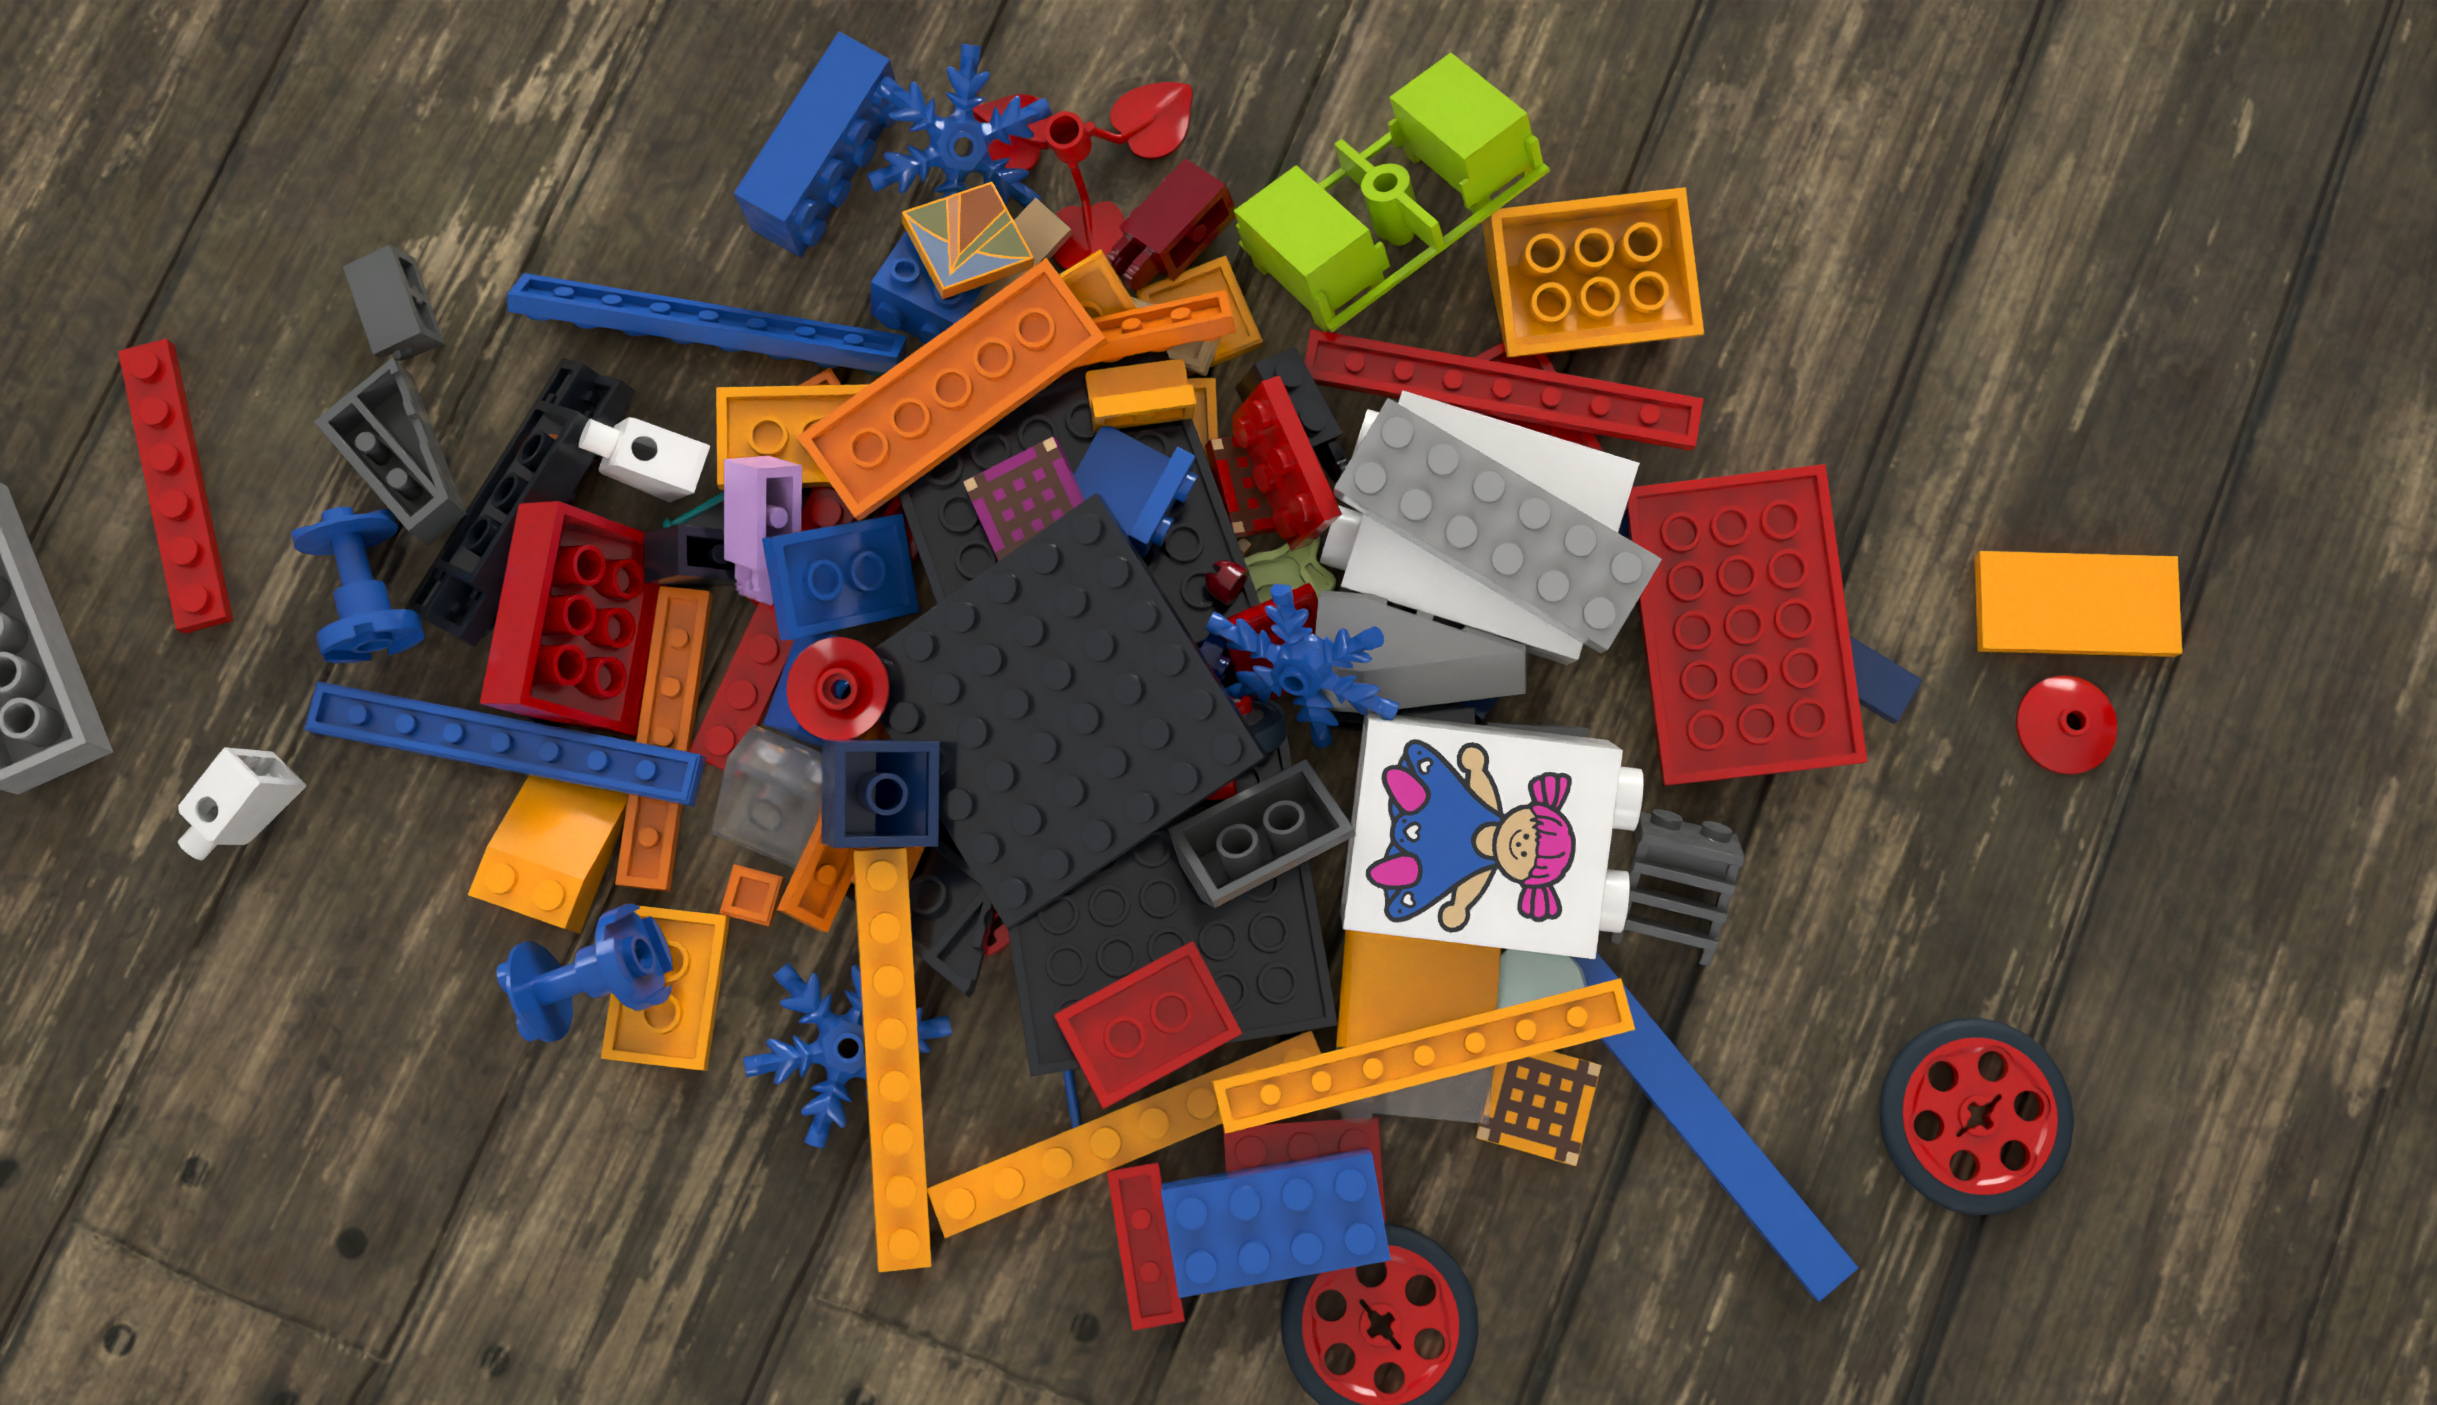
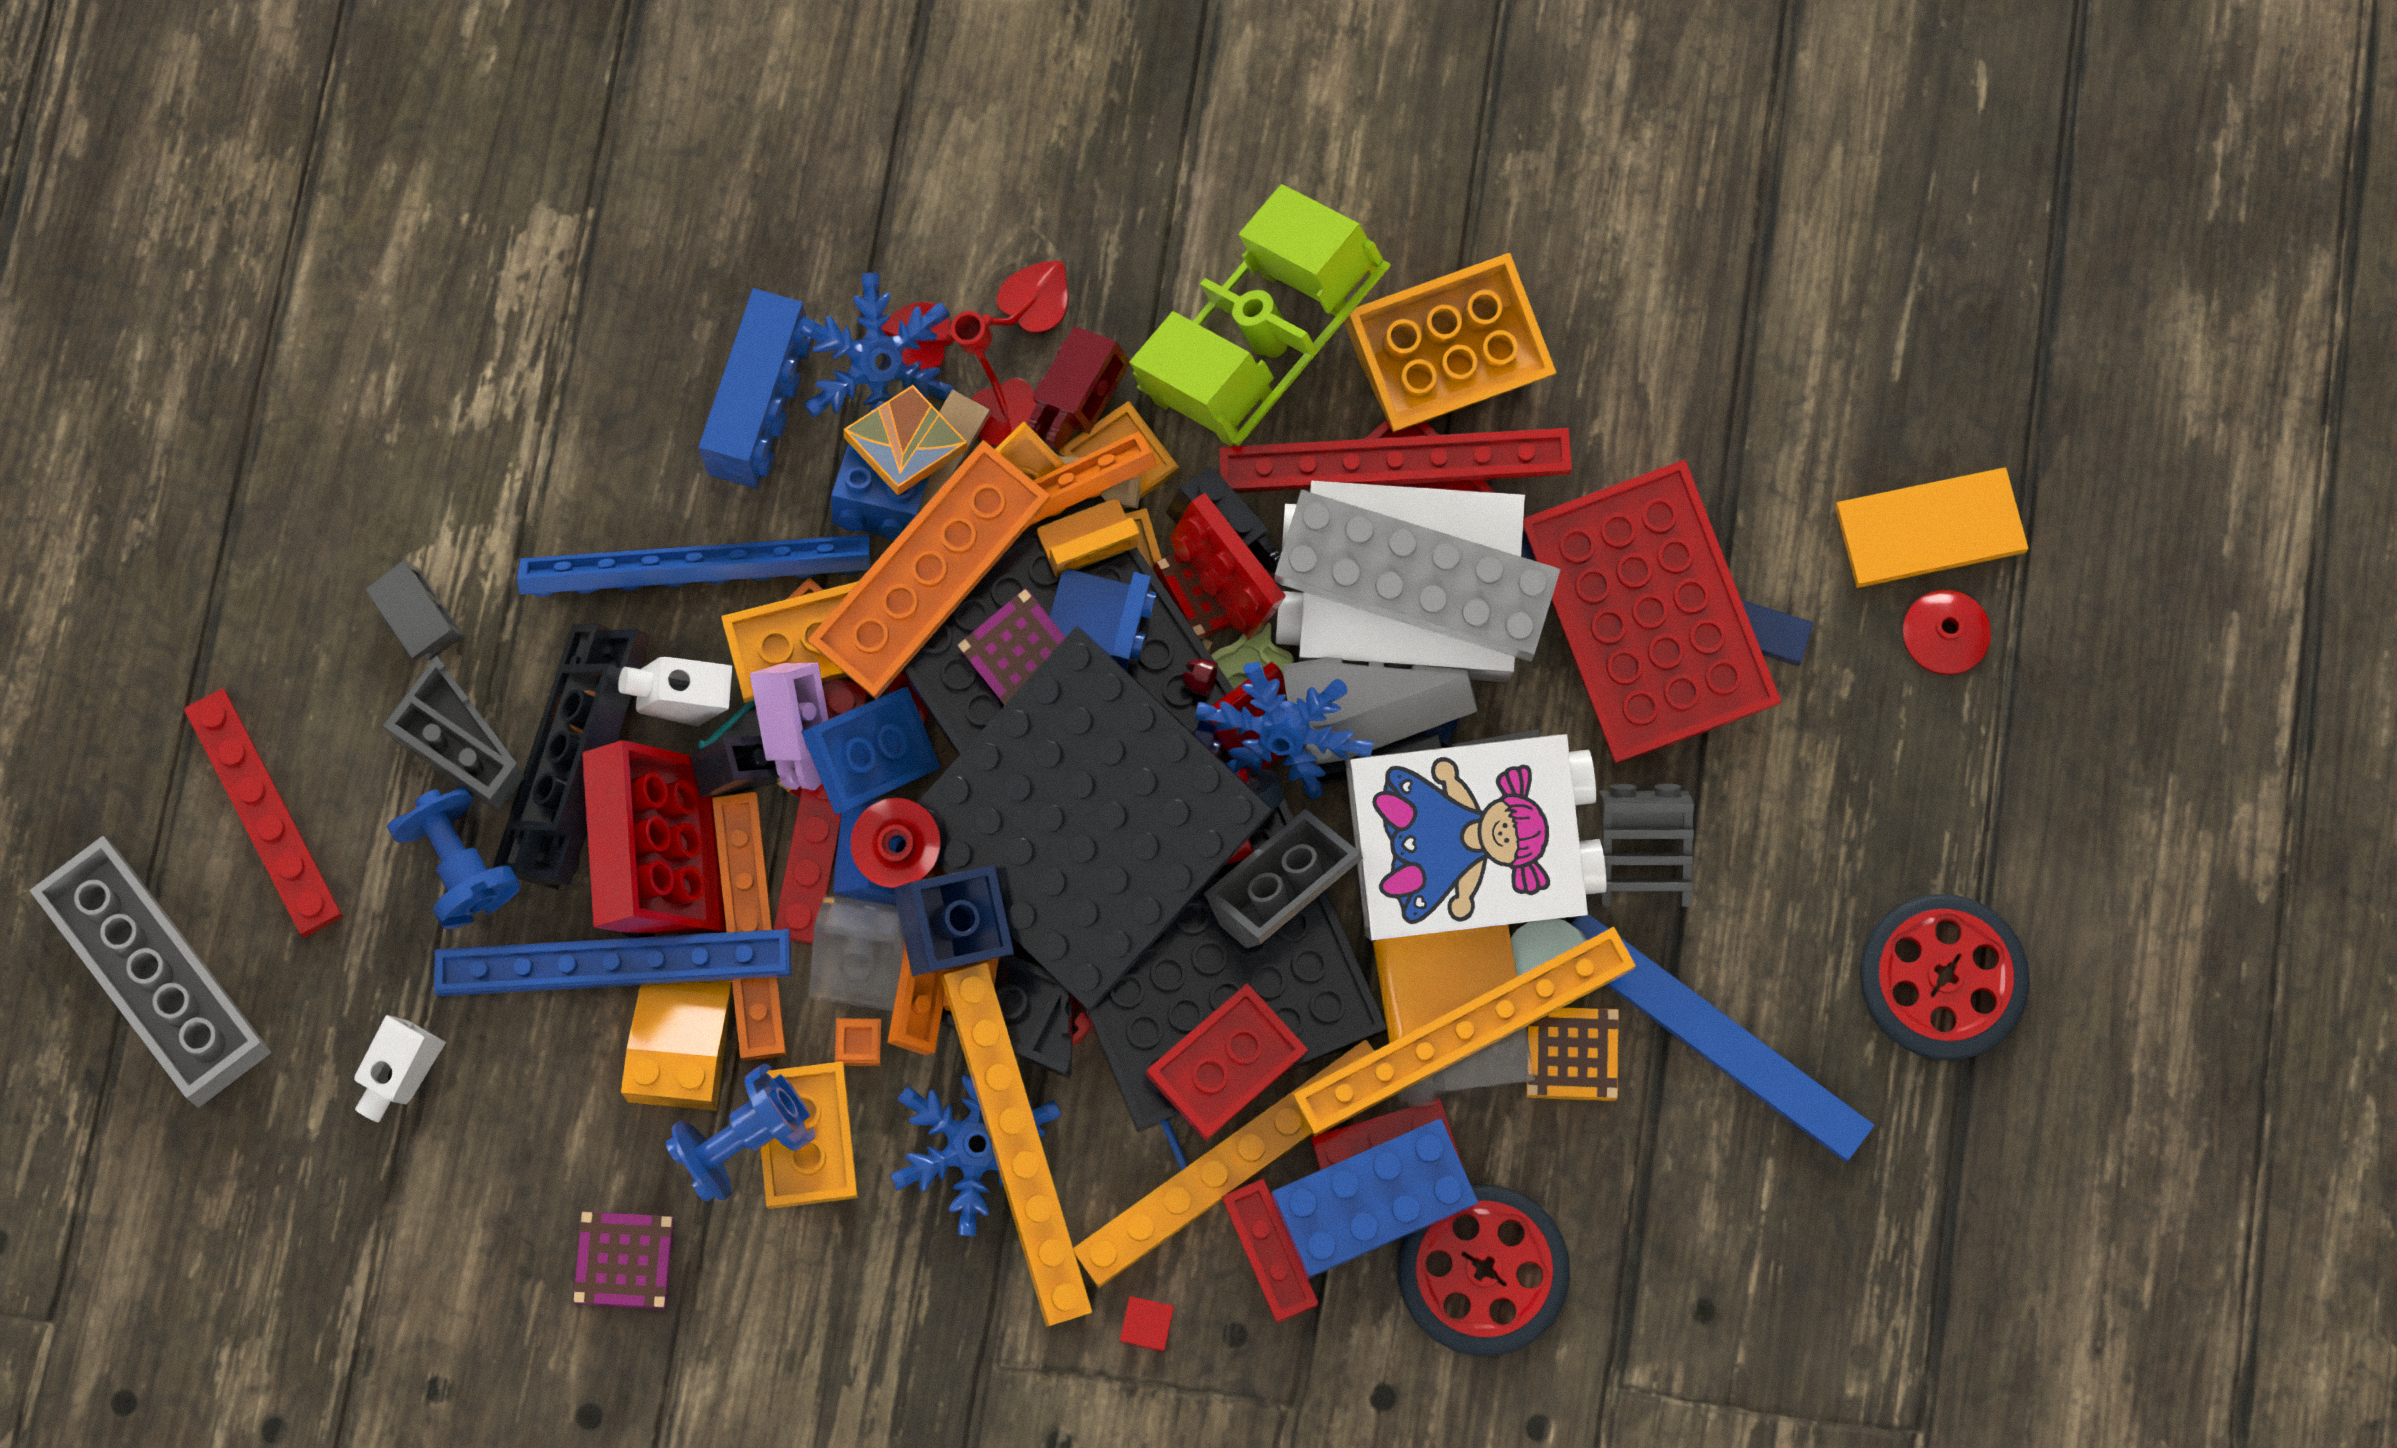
camera: 10 degrees left, 5 degrees down
(432, 1078) = (623, 1260): none -> tile
(989, 1293) = (1146, 1324): none -> red tile

